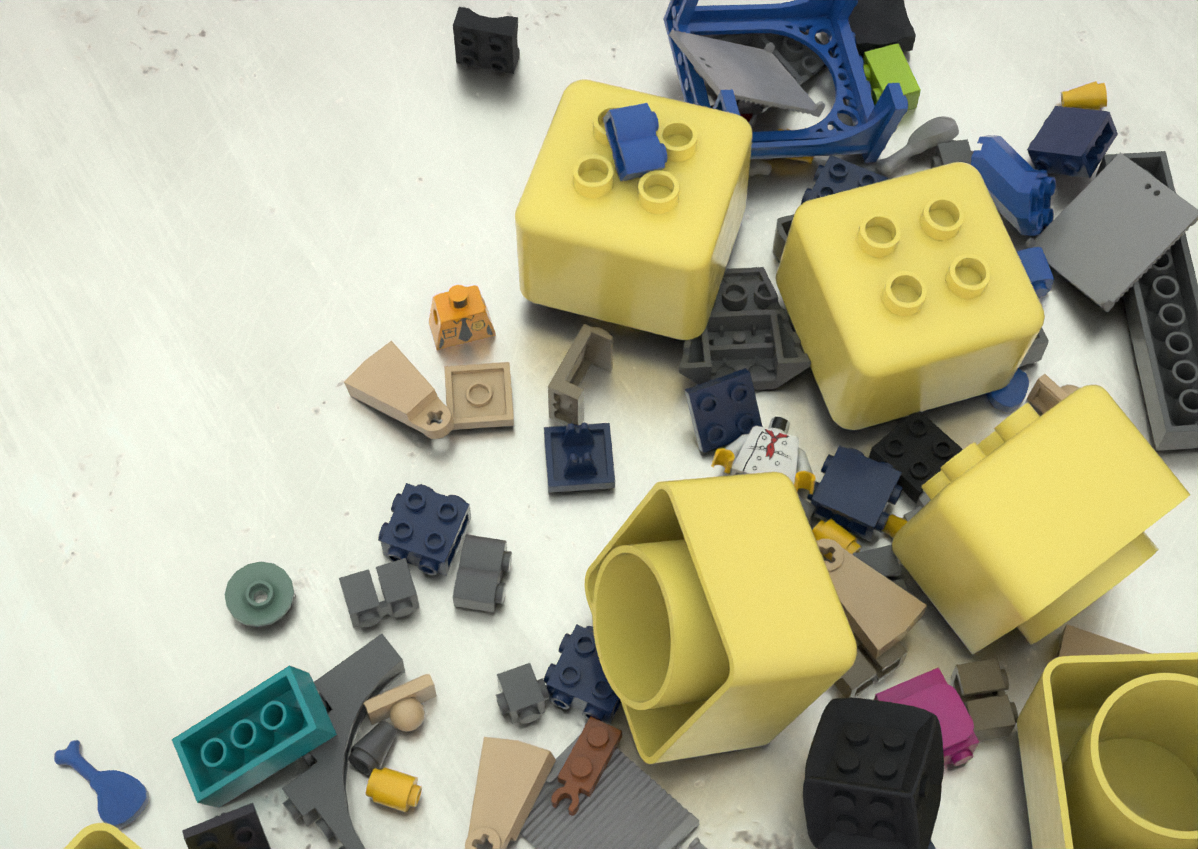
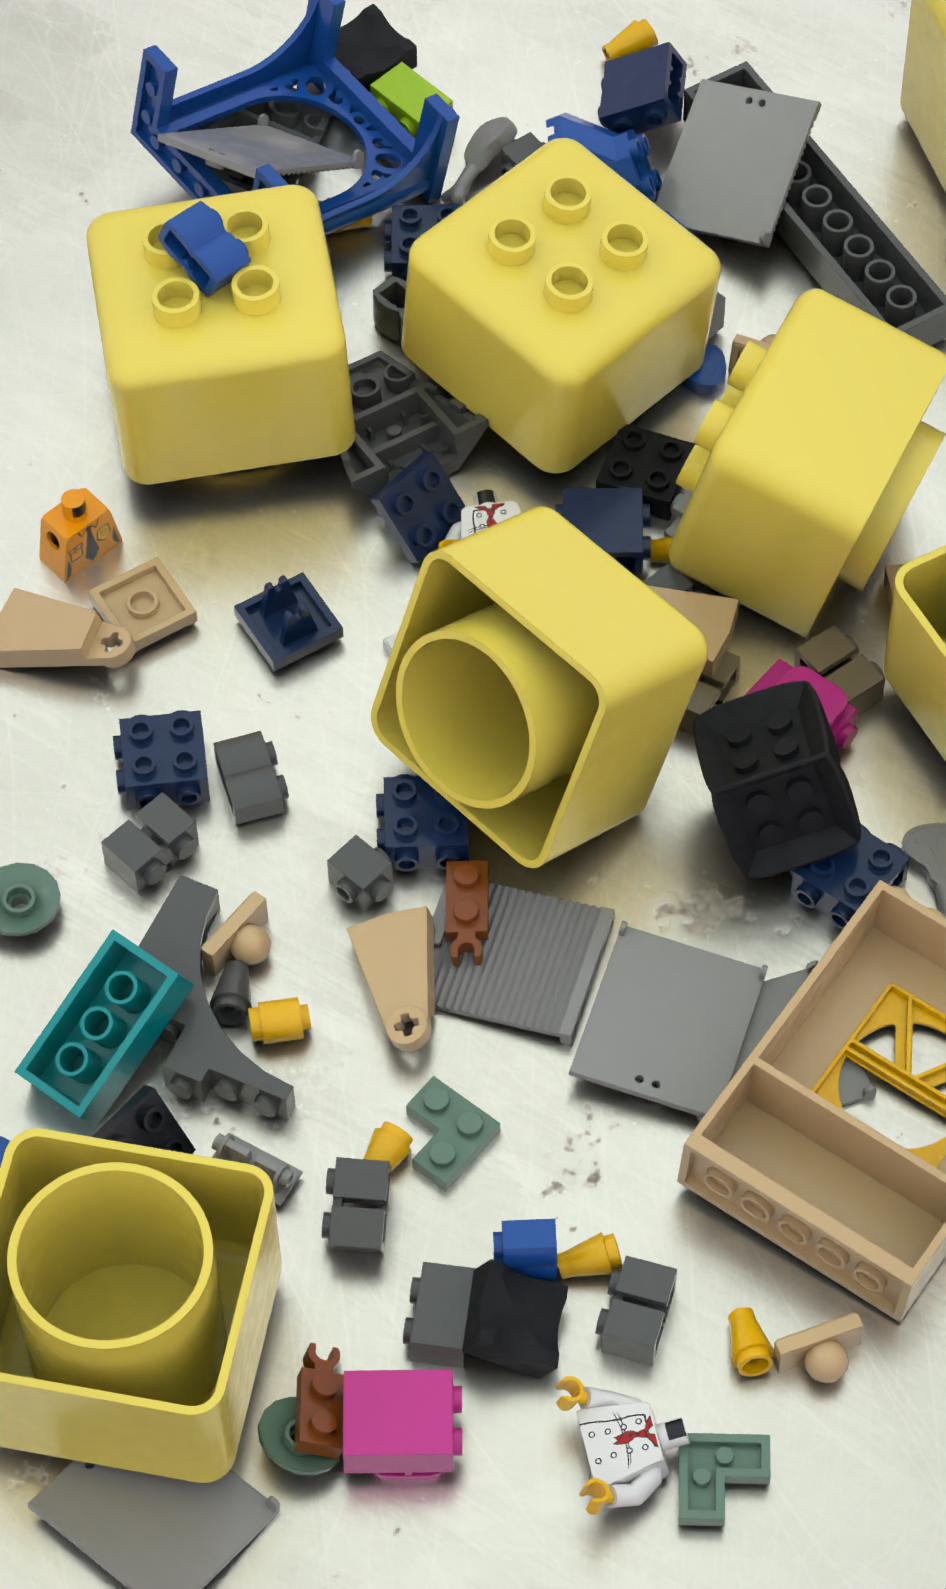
camera: 25 degrees left, 5 degrees down
(565, 396) = (246, 558): dark tan panel -> none

